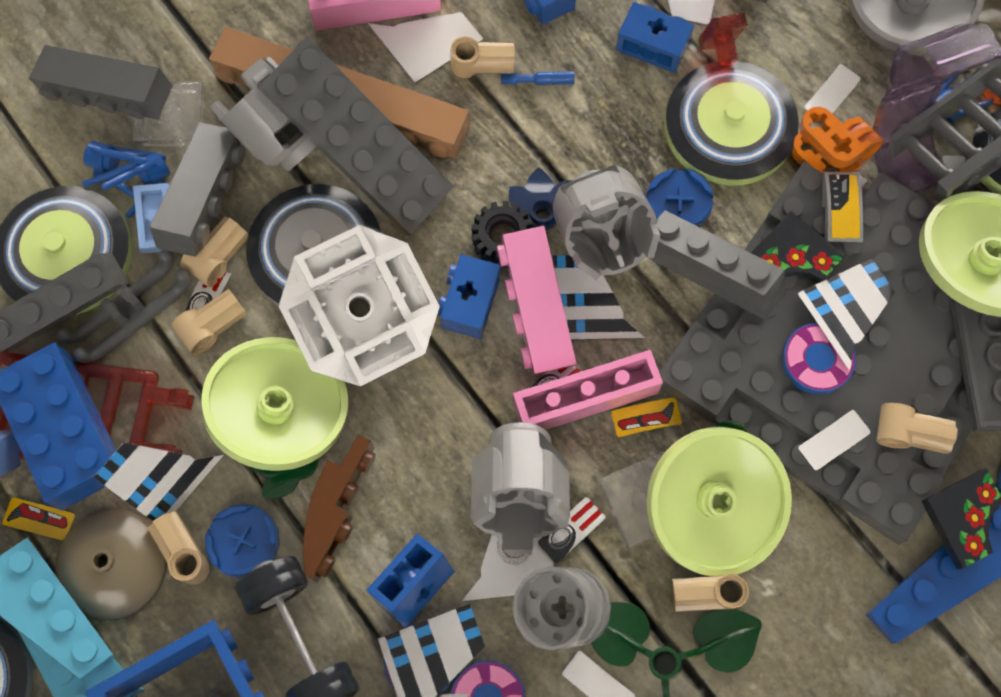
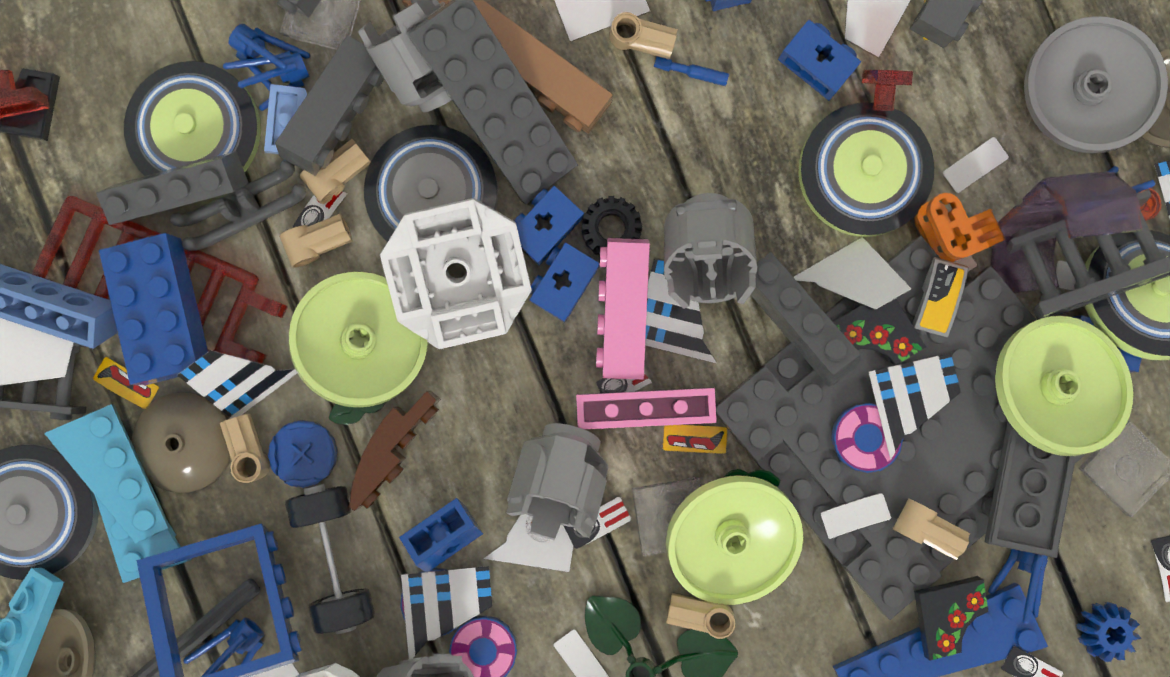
camera: 15 degrees right, 15 degrees up
(444, 229) = (564, 219): none -> blue brick
(536, 198) = (657, 195): dark blue plate -> none
(542, 612) = (566, 599): light grey wheel -> none
(681, 194) = (791, 235): blue tile -> none
(757, 211) = (858, 275): none -> white sticker

